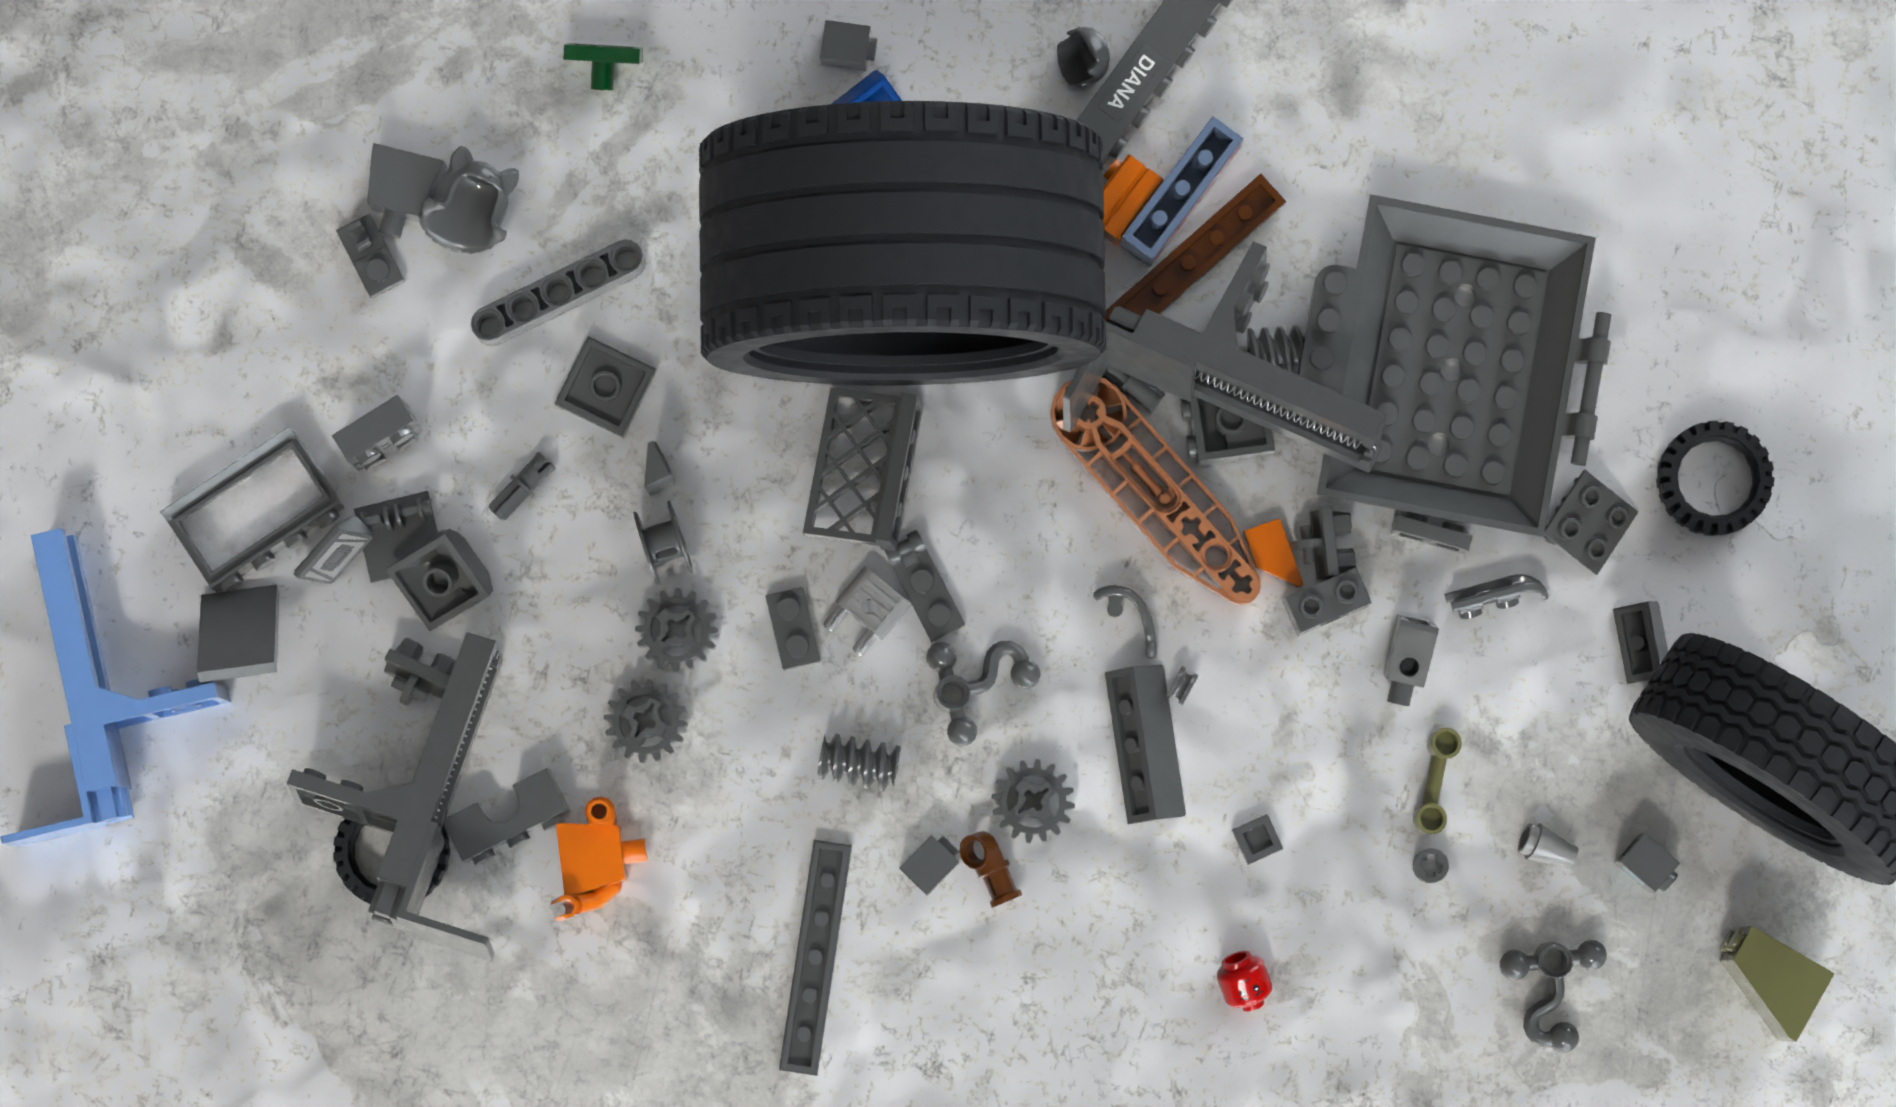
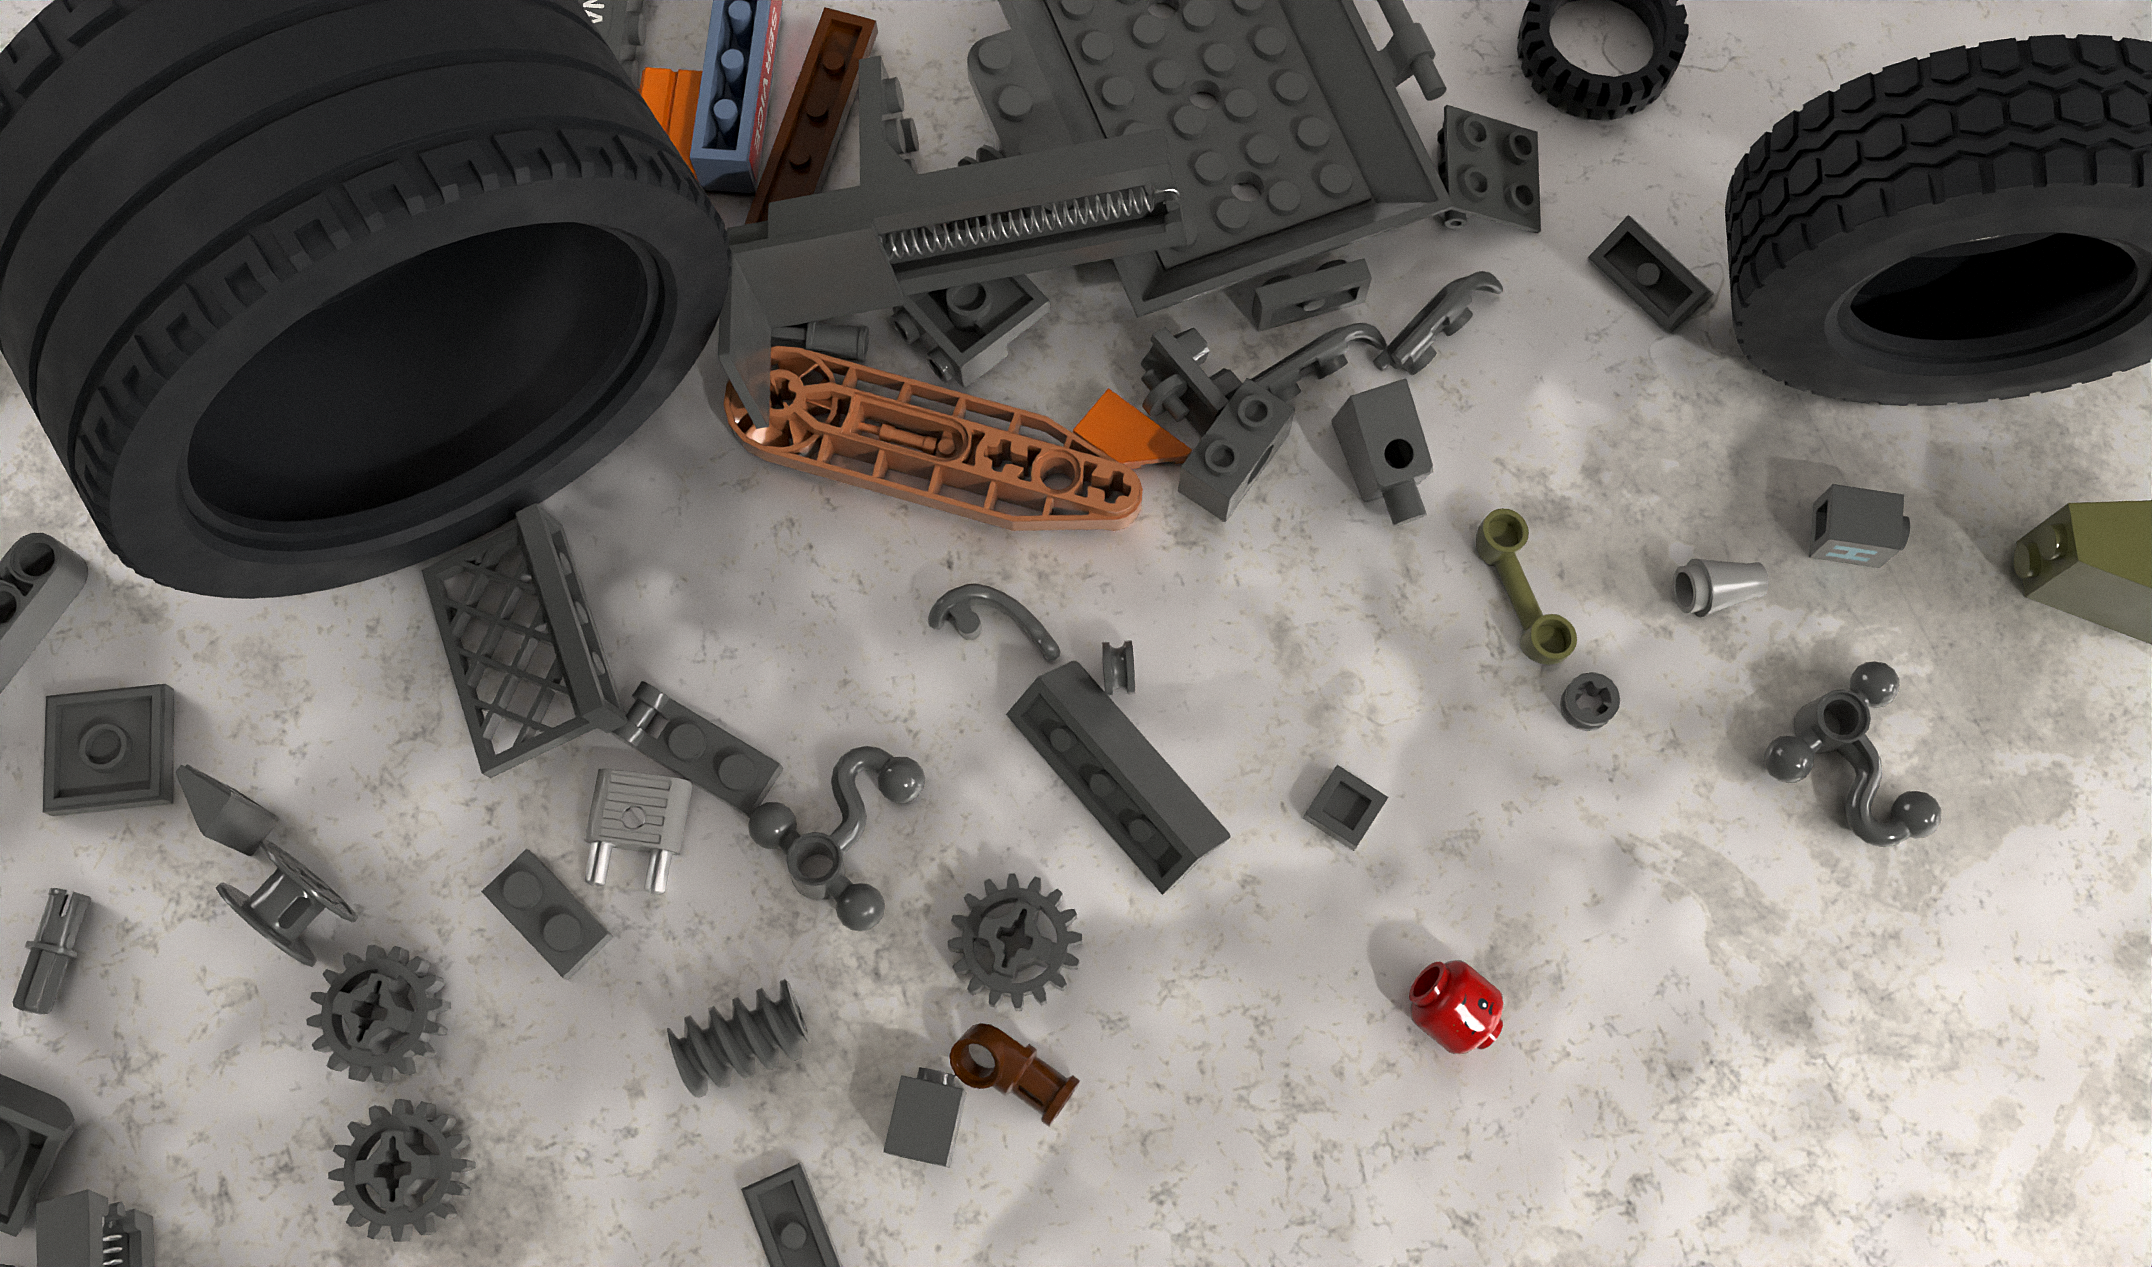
camera: 35 degrees left, 10 degrees down
(1414, 573) = (1321, 355): none -> dark grey piece

